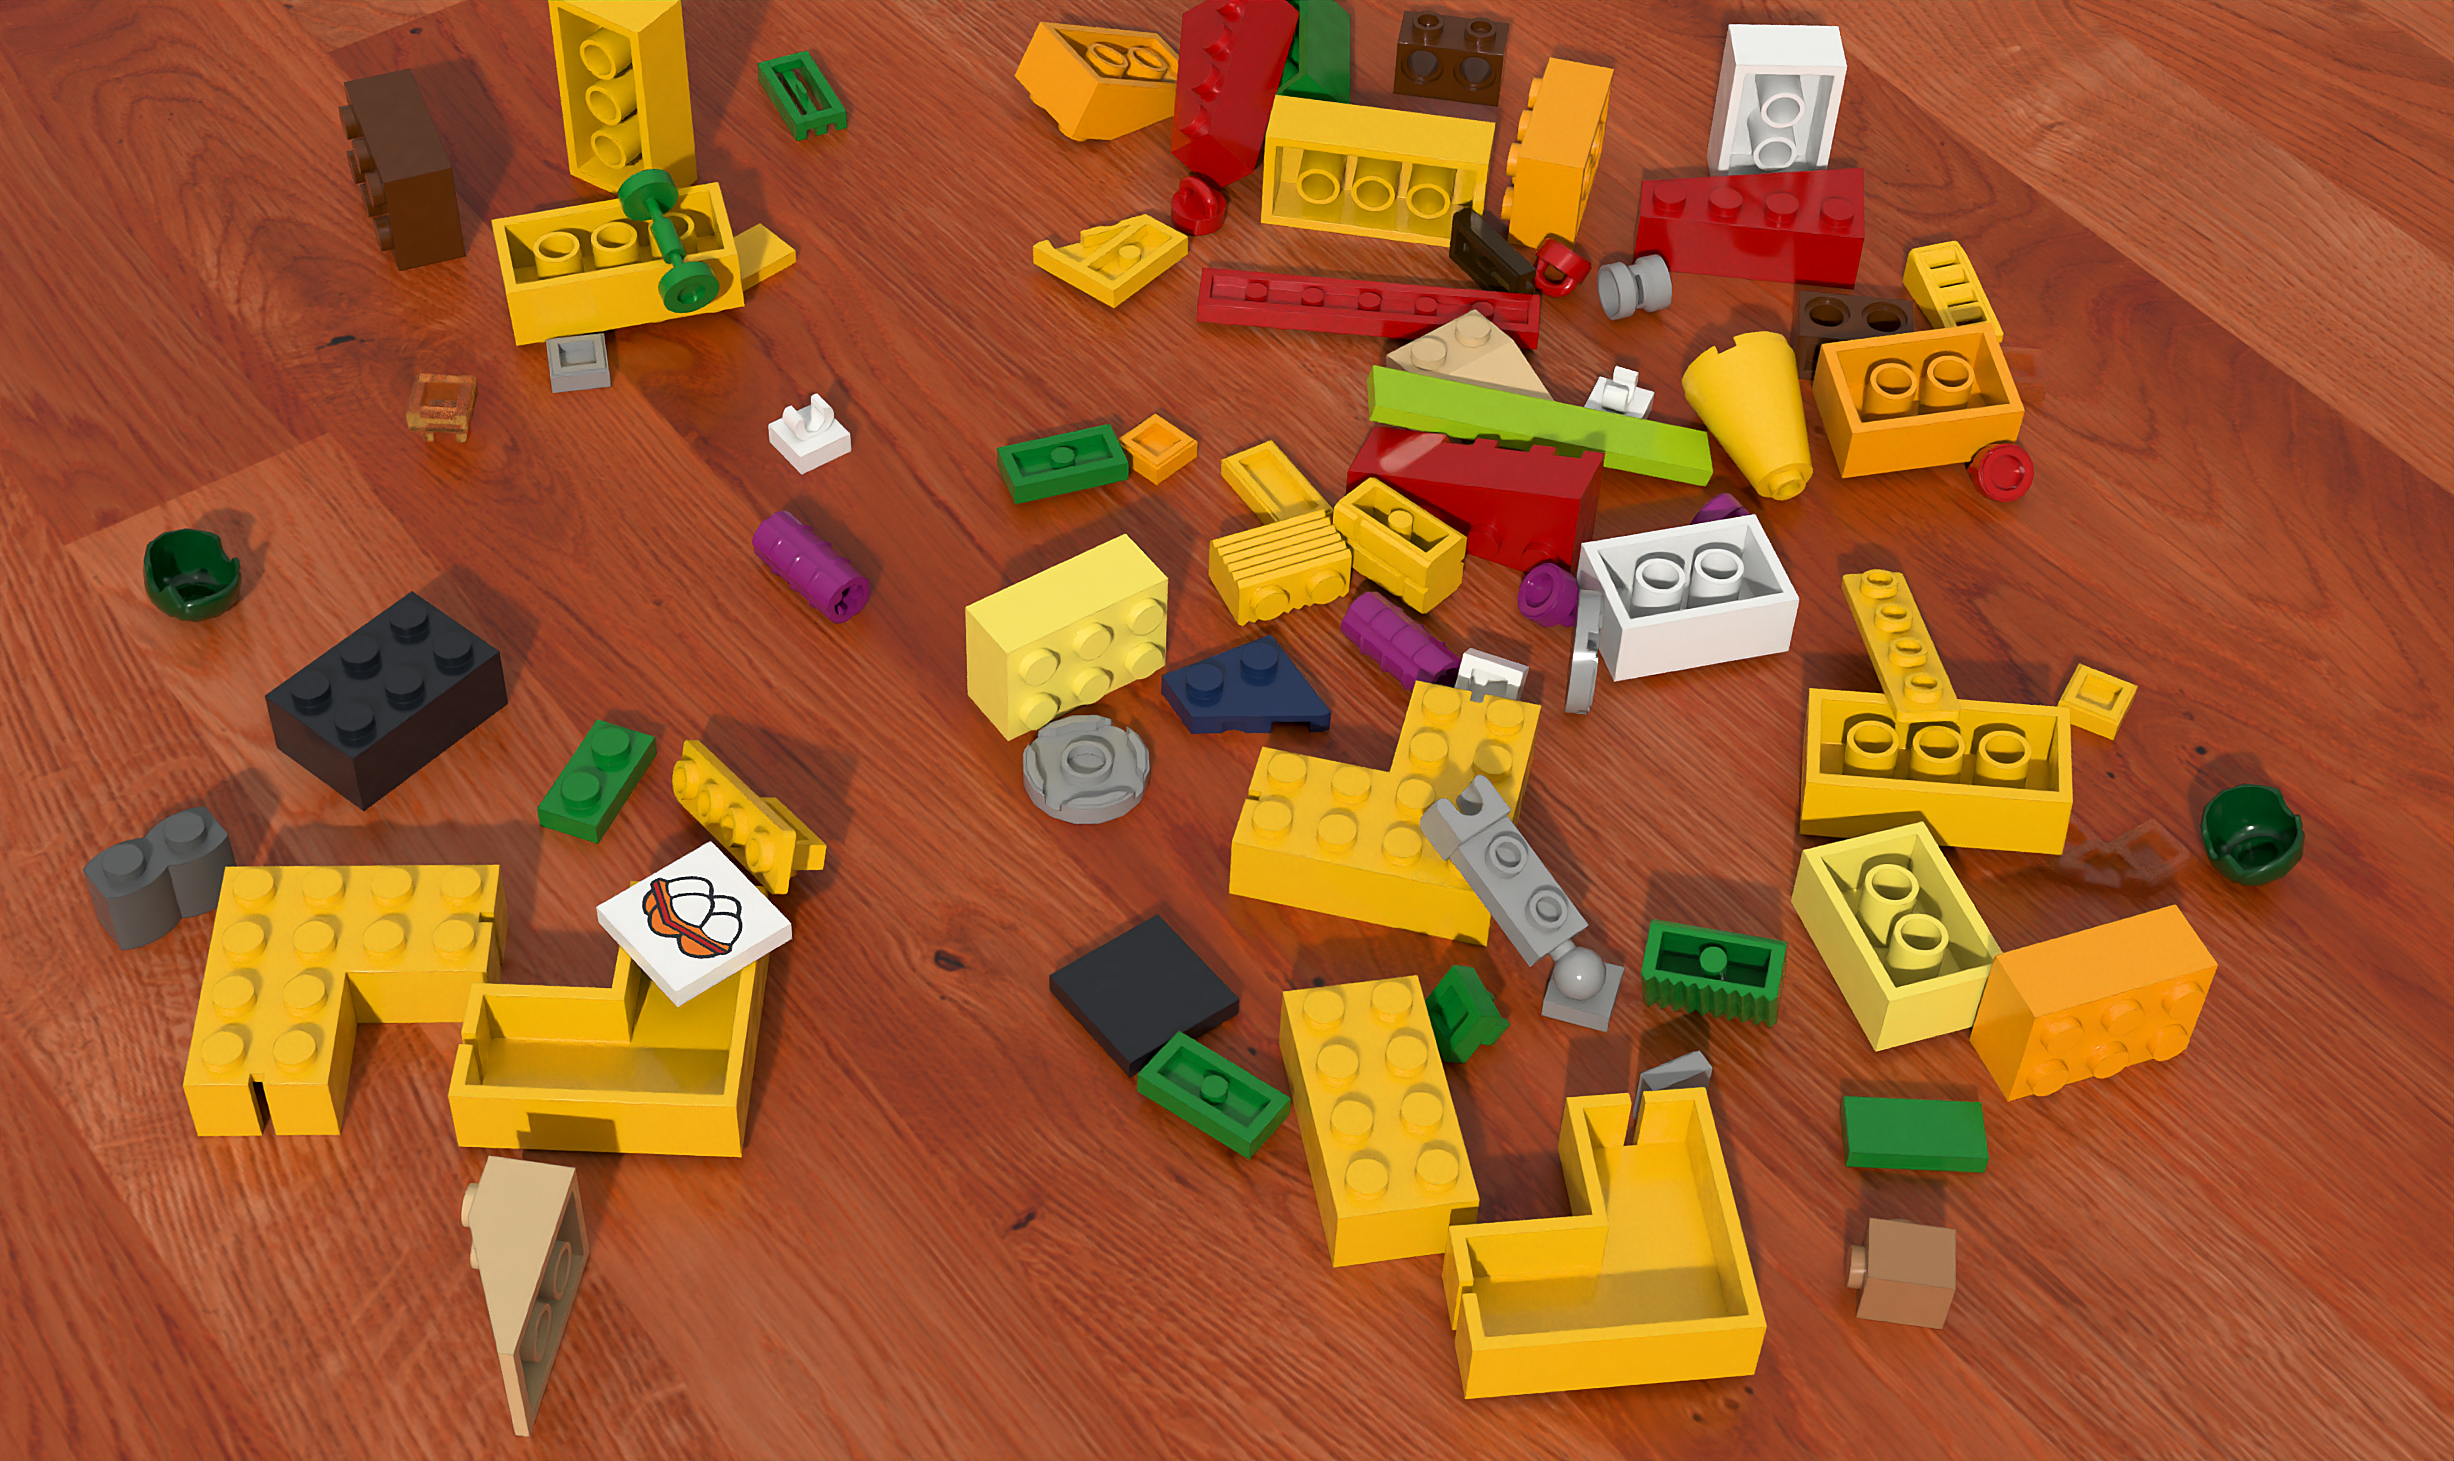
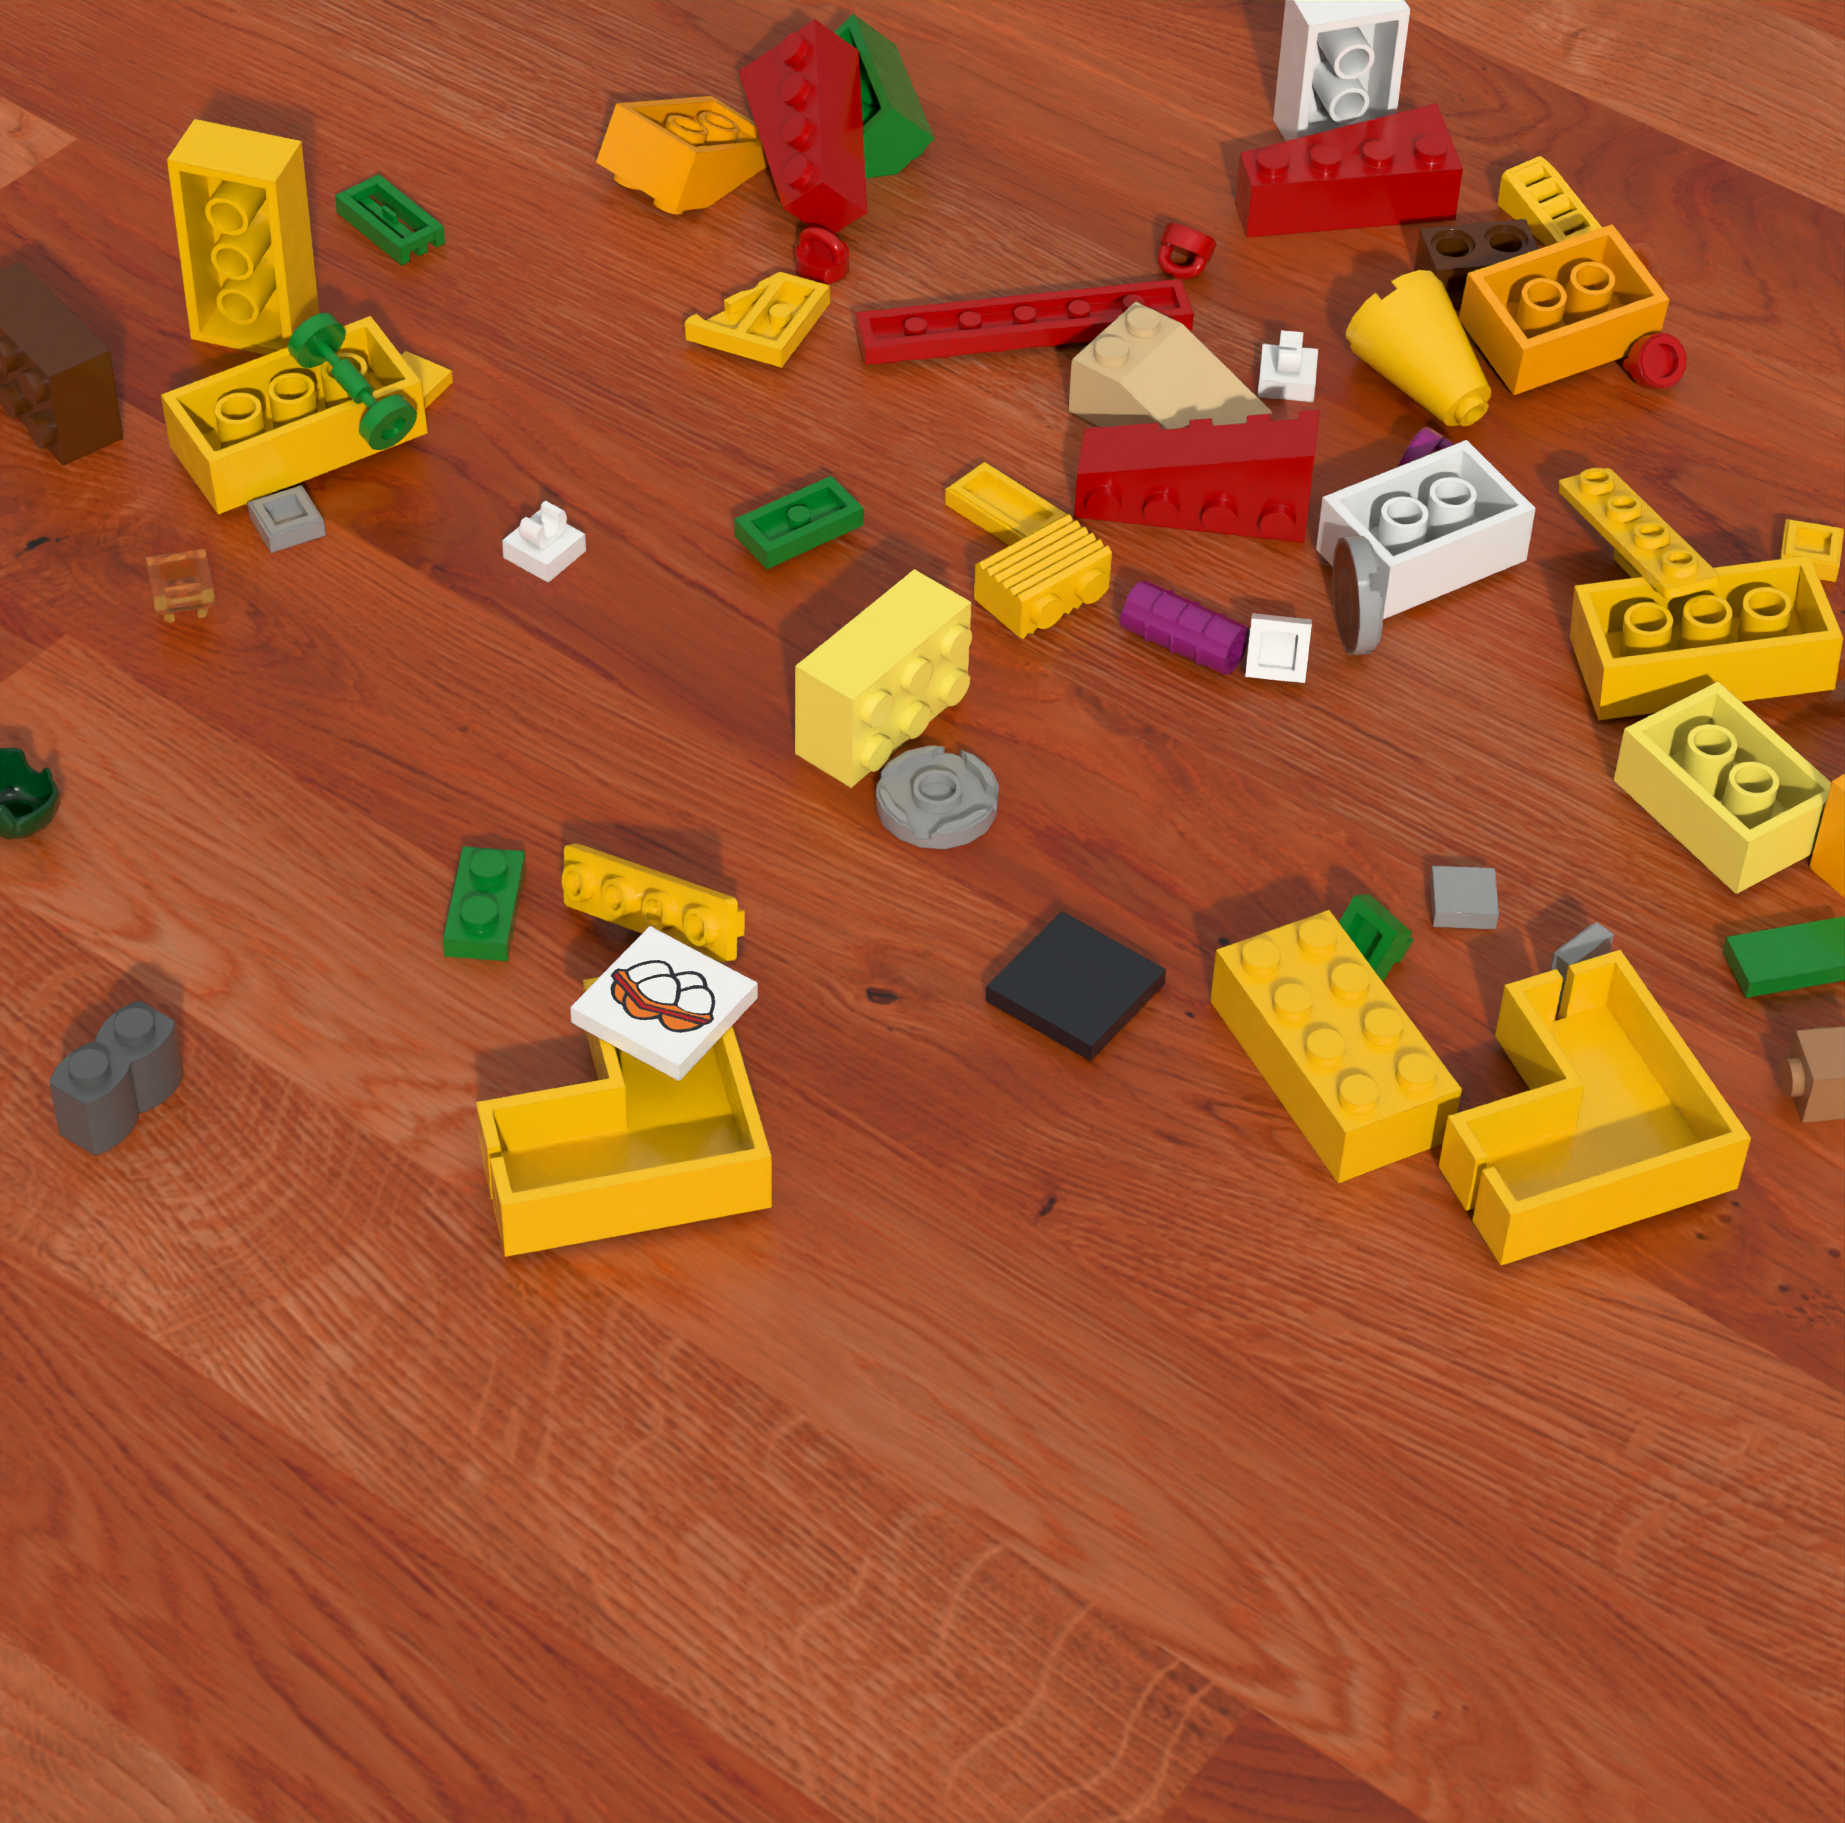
camera: 15 degrees left, 0 degrees up
(312, 956) = (307, 1111): yellow piece -> none
(387, 700) = (256, 870): black brick -> none
(530, 1265) = (630, 1346): tan slope -> none
(811, 566) = (603, 664): magenta axle -> none
(1157, 449) = (880, 490): light orange tile -> none
(1213, 1094) = (1178, 1057): green plate -> none
(1244, 691) = (1053, 696): dark blue wing -> none
(1352, 835) = (1261, 799): yellow piece -> none
(1373, 170) = (989, 190): yellow brick -> none
(1400, 545) = (1151, 533): yellow brick -> none
(1450, 58) = (1007, 69): reddish brown brick -> none
(1488, 256) = (1119, 252): dark brown tile -> none
(1514, 885) = (1384, 811): light grey plate -> none
(1526, 421) = (1229, 398): lime tile -> none
(1548, 596) = (1297, 553): magenta tile -> none
(1557, 153) = (1149, 142): light orange brick -> none
(1634, 287) = (1258, 256): light grey wheel -> none
(1713, 972) = (1580, 853): green brick -> none

